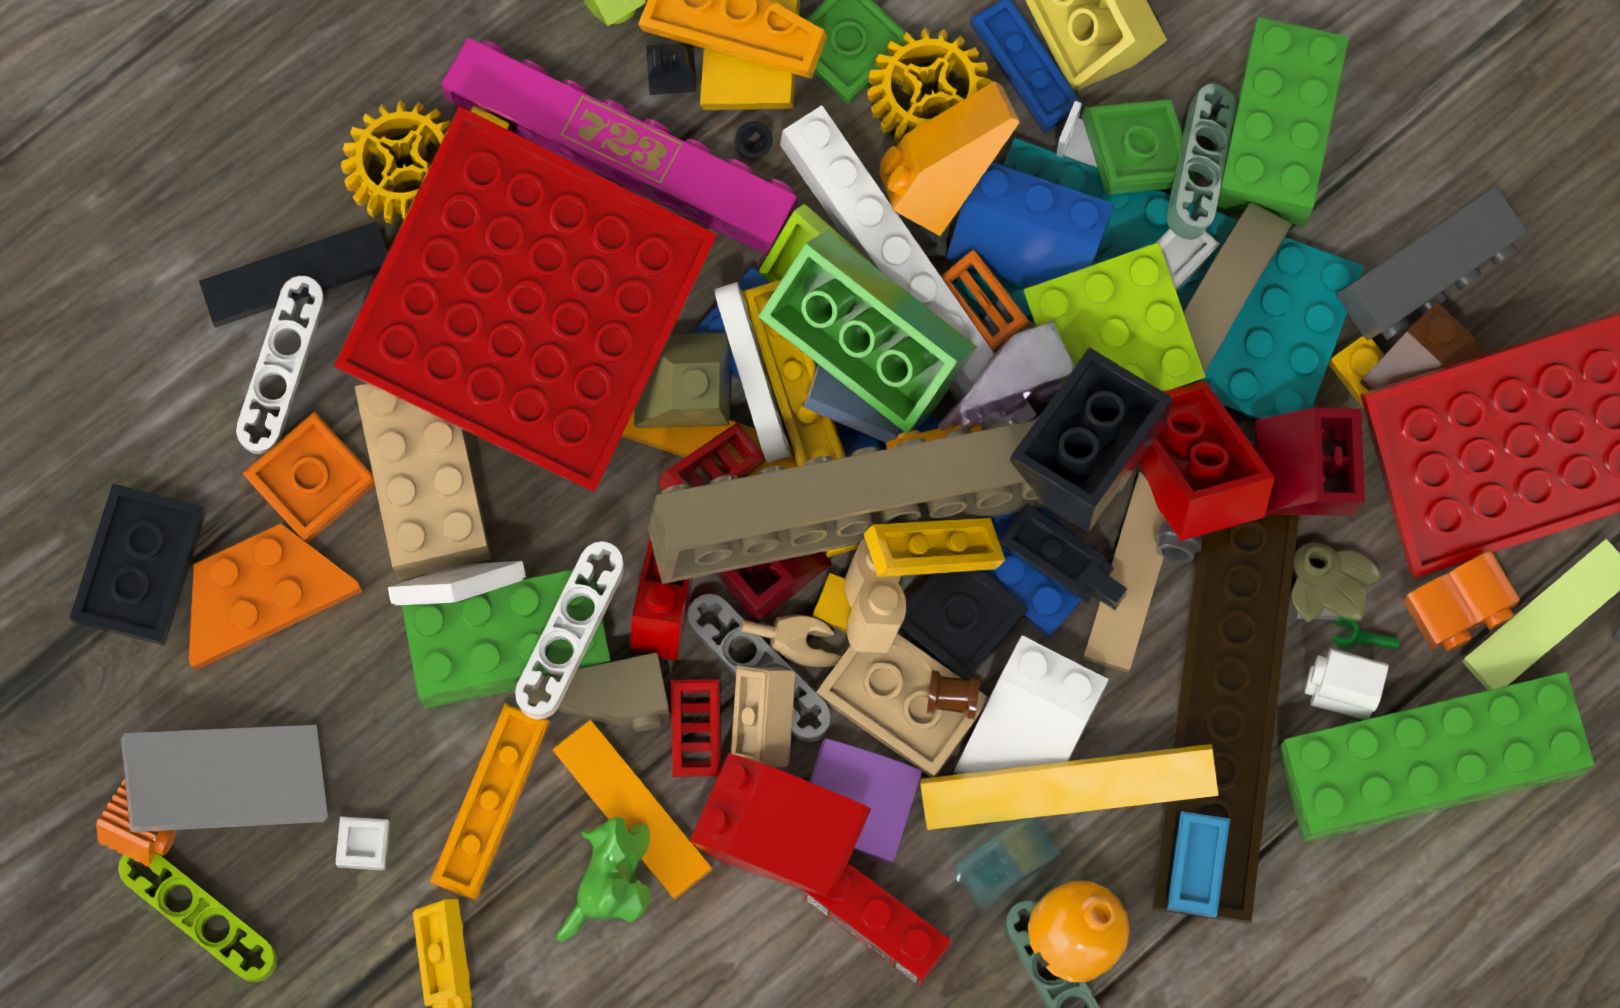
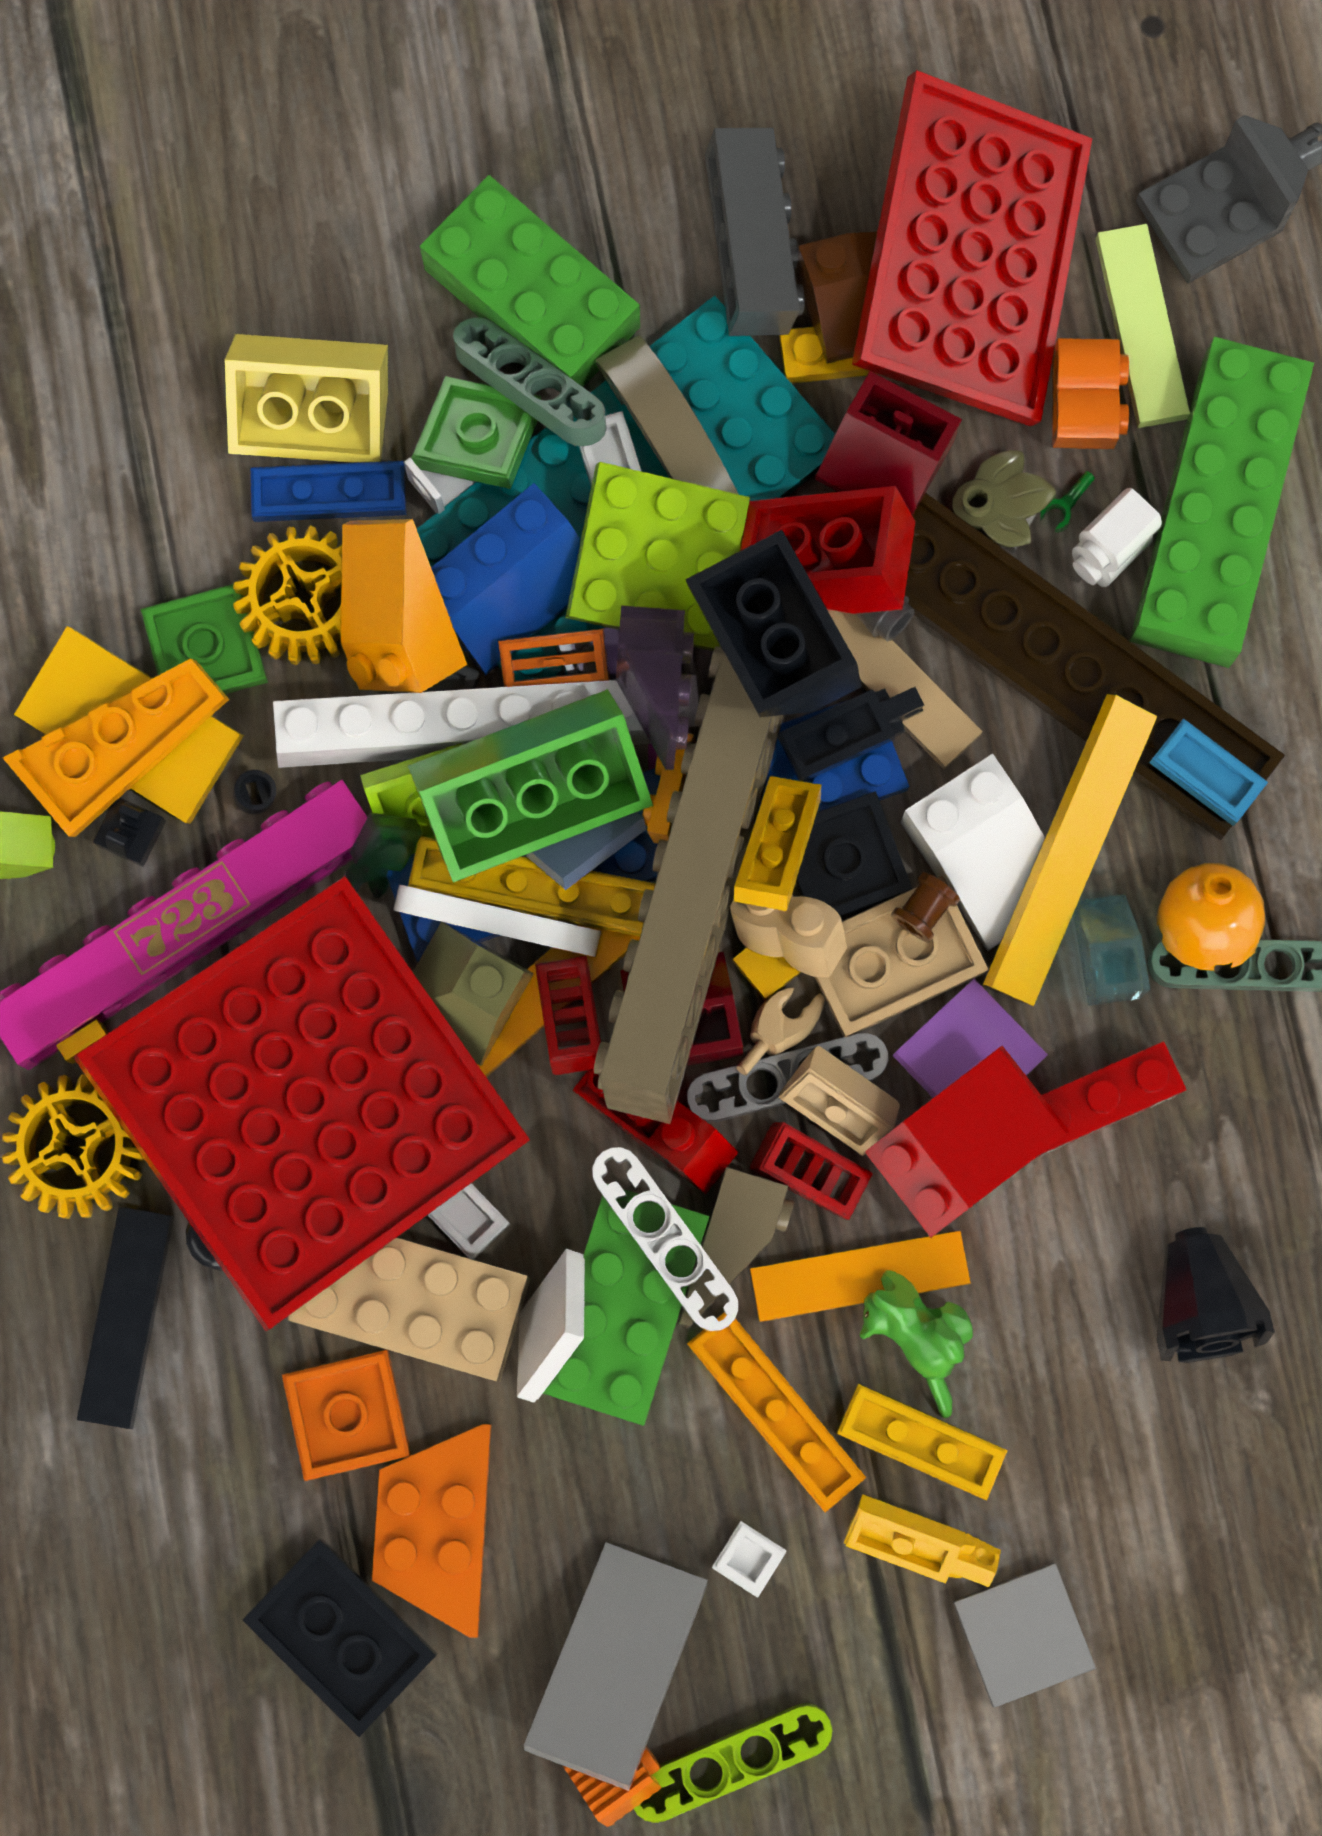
camera: 60 degrees left, 5 degrees up
(274, 363) = (220, 1377): white beam -> none
(511, 485) = (469, 1221): none -> white tile
(527, 929) = (922, 1442): none -> yellow tile
(760, 254) = (382, 846): none -> clear green plate

